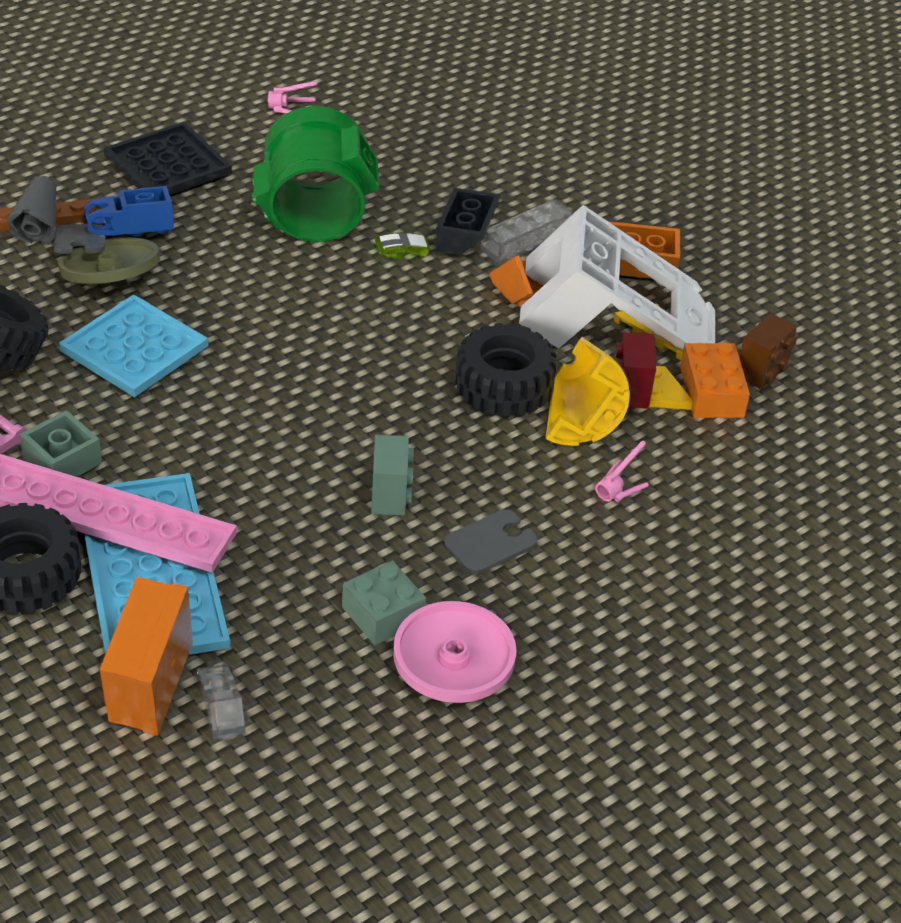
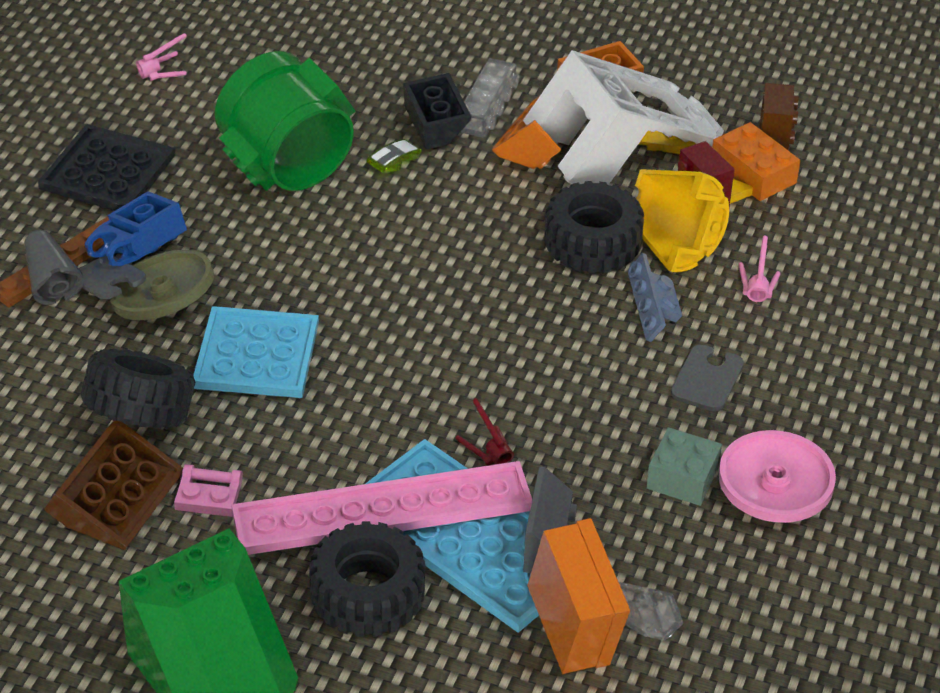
camera: 30 degrees left, 0 degrees up
(62, 445) = (297, 467): sand green brick -> none
(212, 575) = (549, 510): none -> dark grey slope
(242, 511) = (497, 448): none -> dark red plant
(392, 475) = (593, 359): sand green brick -> none
(509, 454) = (653, 296): none -> sand blue bracket

